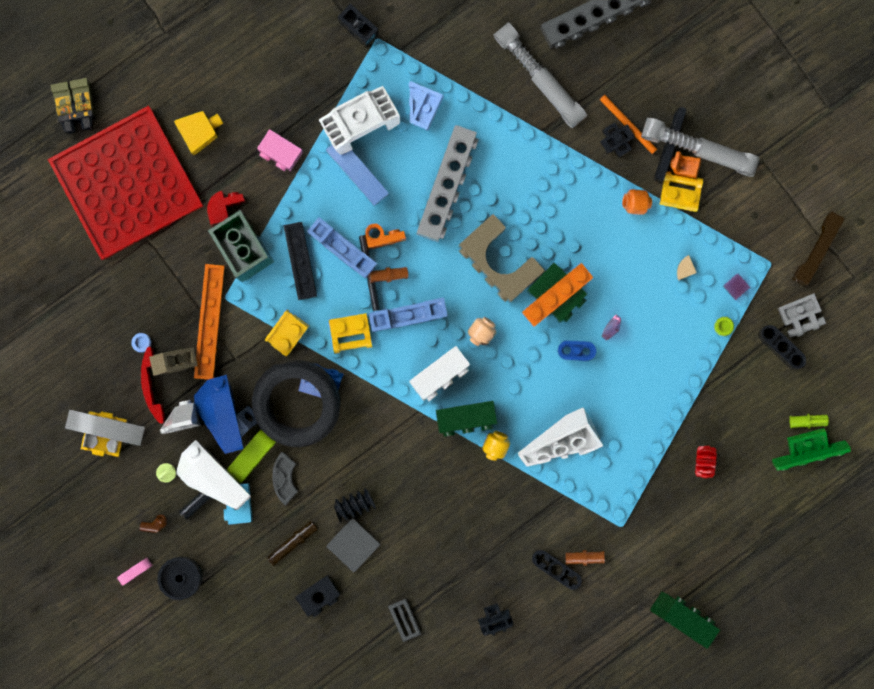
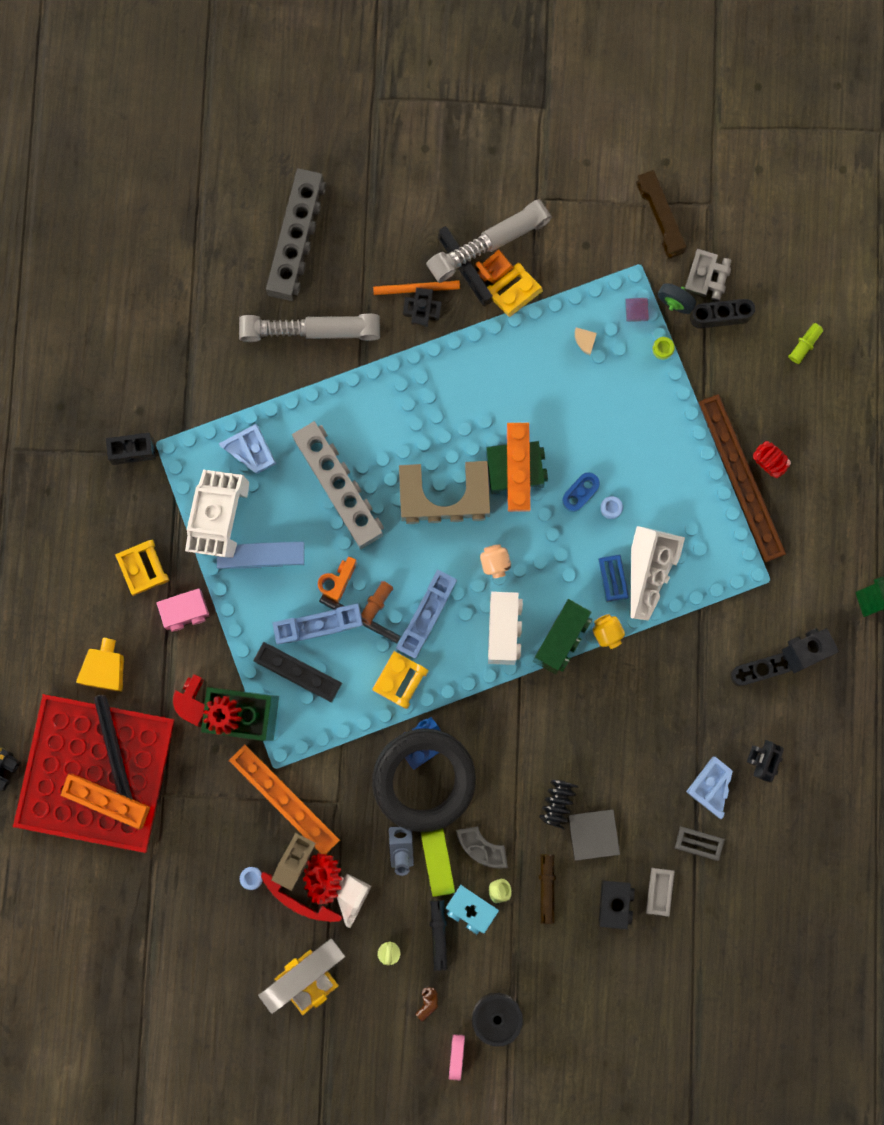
camera: 45 degrees left, 5 degrees down
(112, 205) = (105, 801): none -> orange plate
(144, 190) = (112, 746): none -> black axle
(177, 389) = (322, 878): none -> red gear
(204, 473) = (422, 916): white wedge -> none
(218, 411) = (373, 858): blue wedge -> none
(235, 236) = (216, 721): none -> red gear
(265, 513) = (500, 891): none -> yellowish green tile
(280, 96) = (135, 571): none -> yellow plate
(287, 333) = (352, 737): yellow plate -> none
(351, 619) = (660, 892): none -> light grey tile
(449, 598) = (712, 786): none -> light blue wing
(525, 432) = (616, 597): none -> blue tile
(583, 380) = (611, 507): none -> light blue tile
(585, 558) = (772, 635): dark orange pin -> none
(602, 598) = (821, 647): none -> black brick
(611, 328) = (585, 445): tile -> none
(636, 201) = (491, 333): orange head -> none
(677, 451) = (742, 479): none -> reddish brown tile
(766, 307) = (677, 298): none -> black wheel
(809, 448) = (830, 362): green bracket -> none

